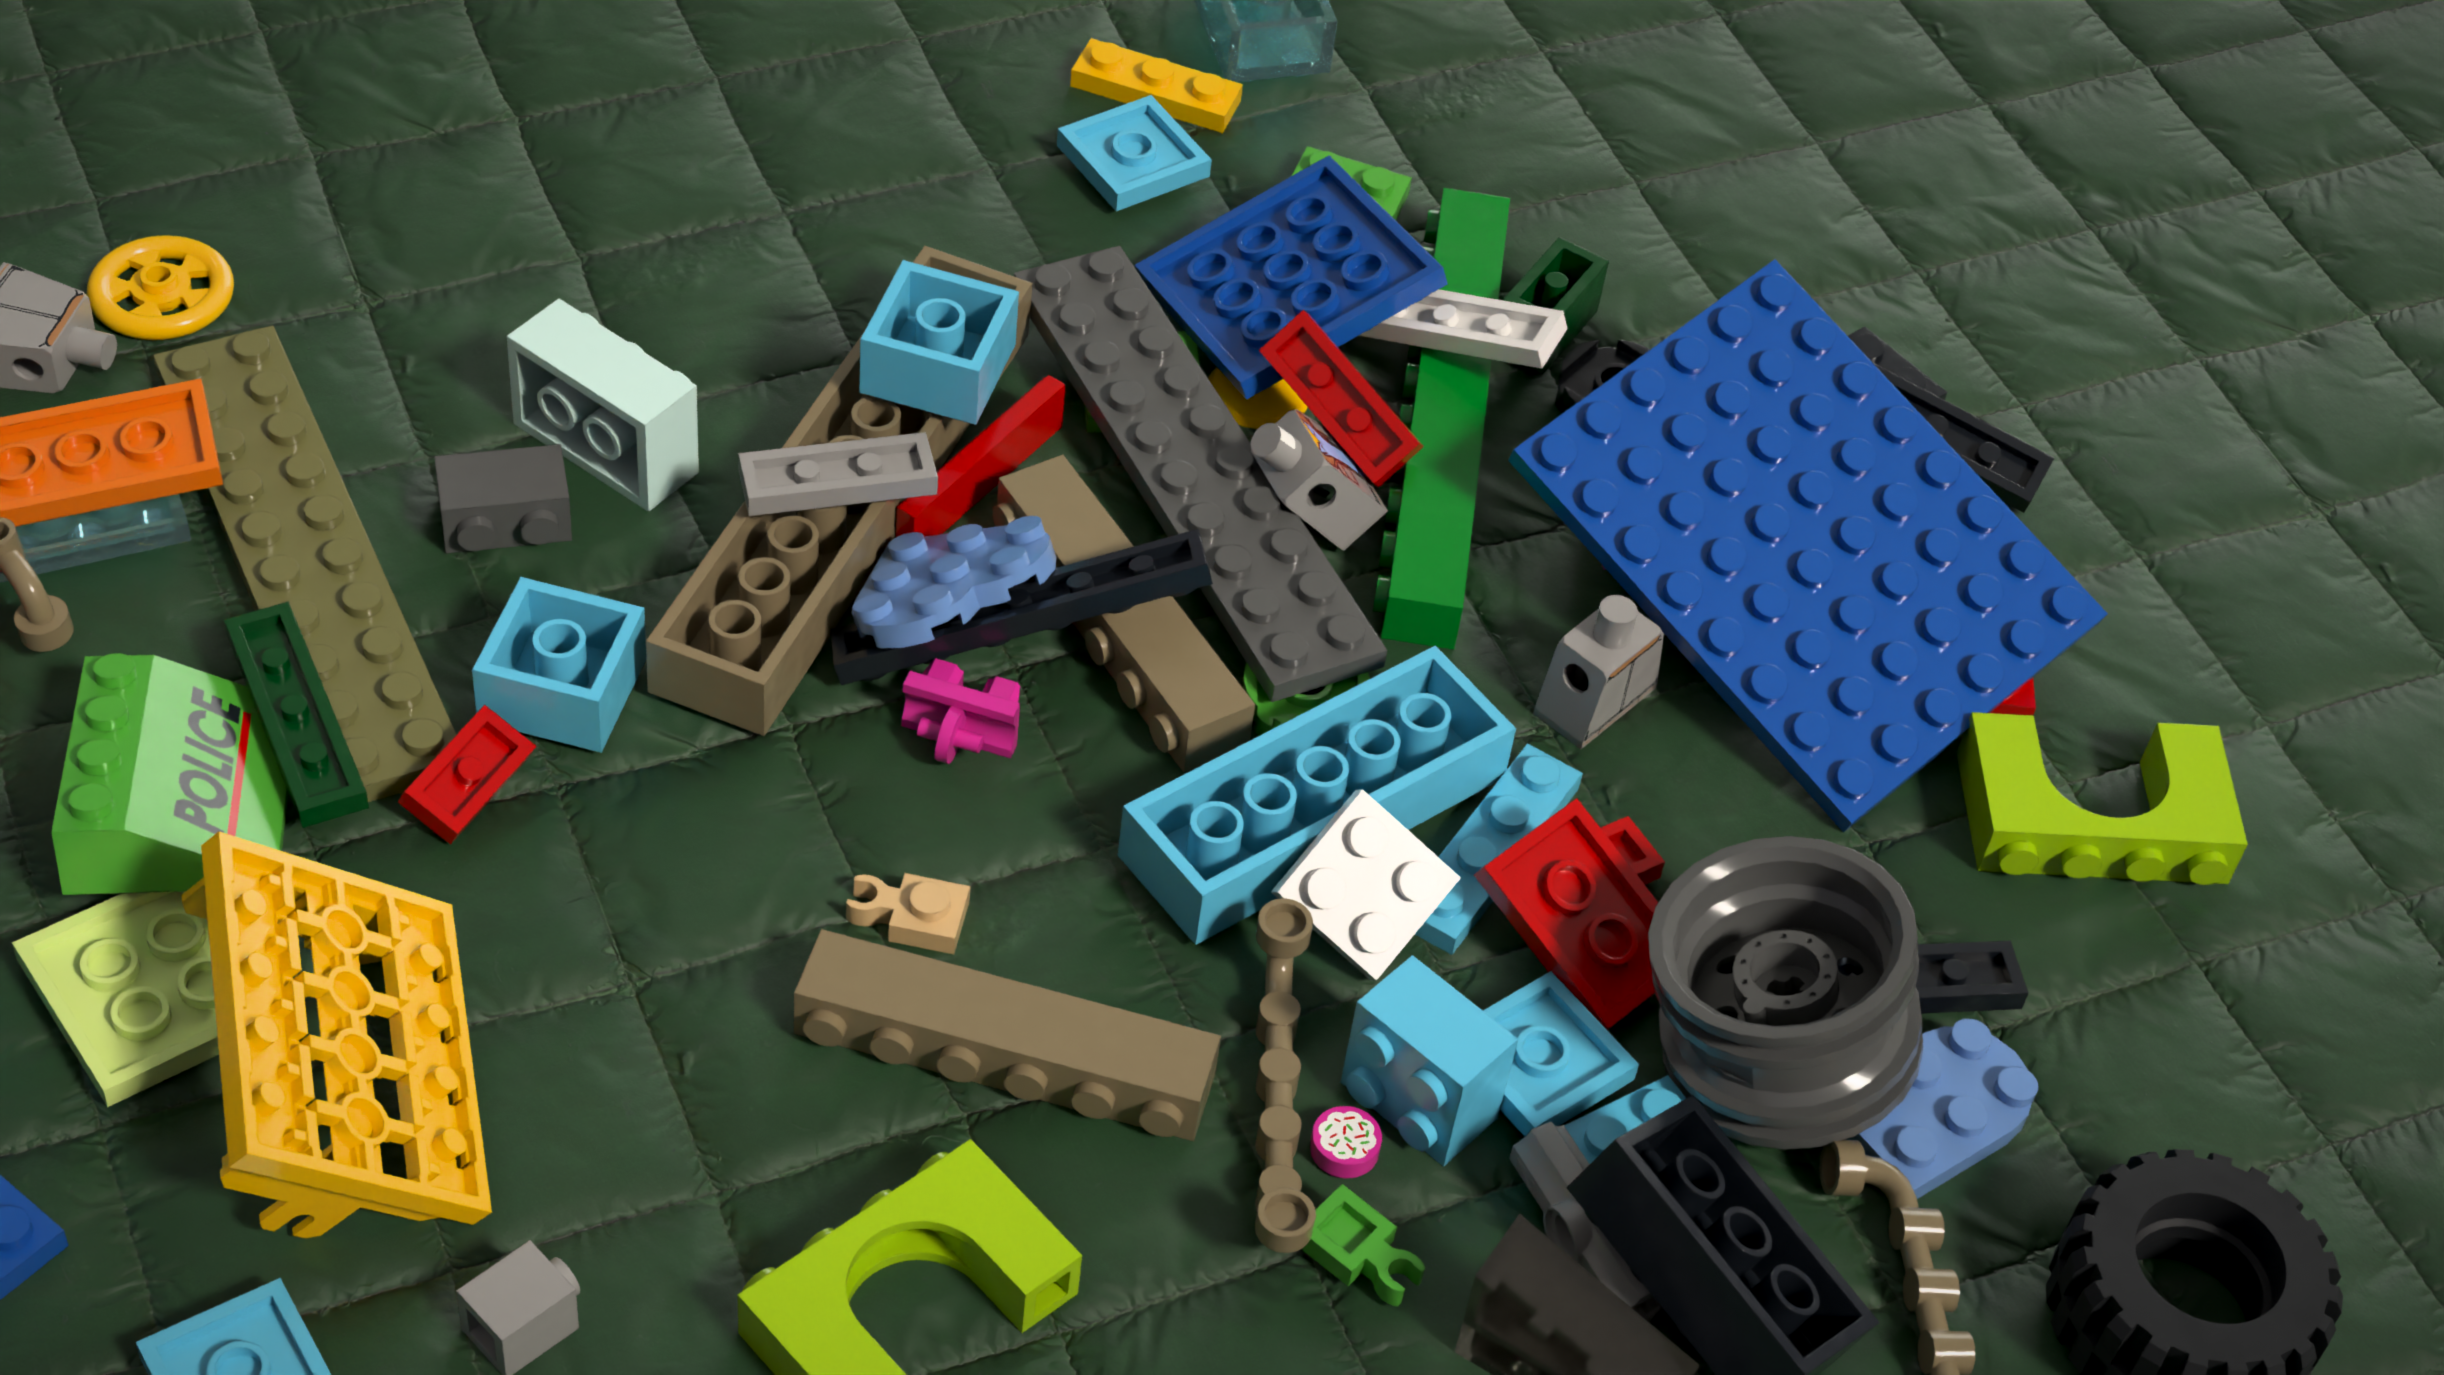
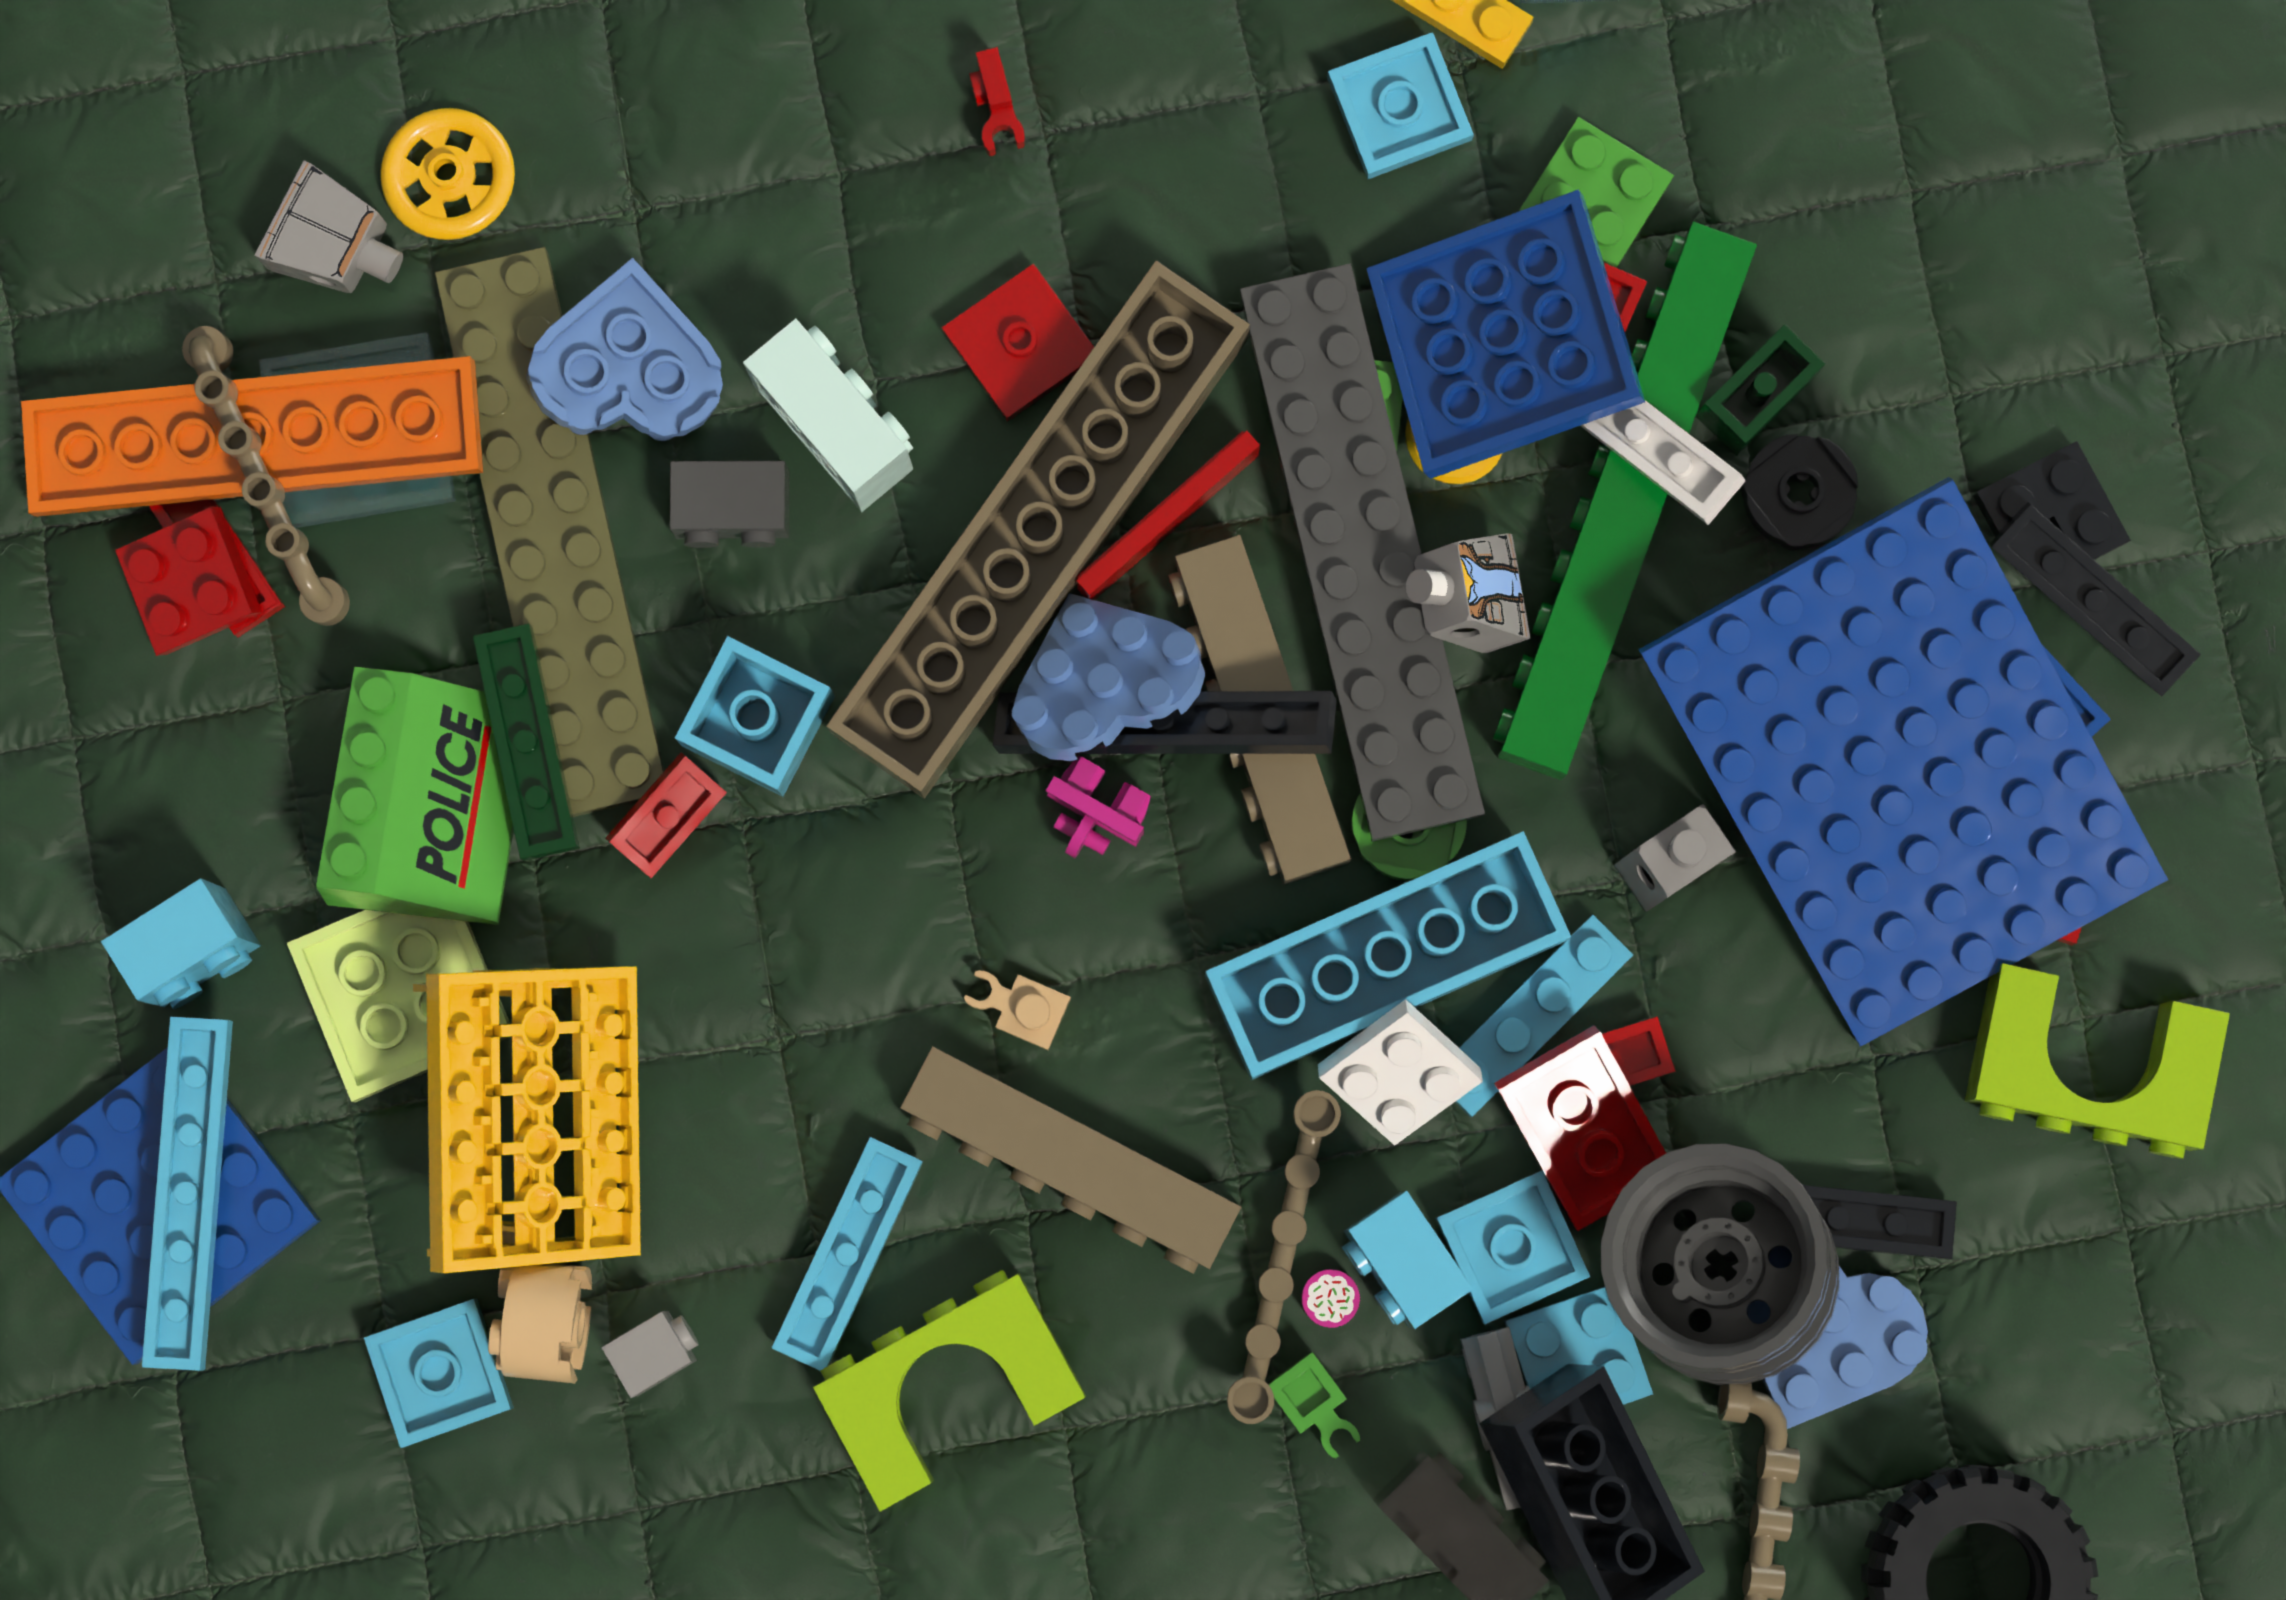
camera: 20 degrees right, 35 degrees up
(370, 388) = (628, 359): none -> medium blue plate
(373, 1273) = (542, 1322): none -> tan brick
(730, 171) = (991, 88): none -> red plate
(752, 1173) = (847, 1254): none -> medium azure plate
(785, 356) = (1019, 342): none -> red plate
(837, 474) = (1020, 567): light grey plate -> none
(938, 342) = (1136, 429): medium azure brick -> none
(1341, 398) = (1510, 519): red plate -> none

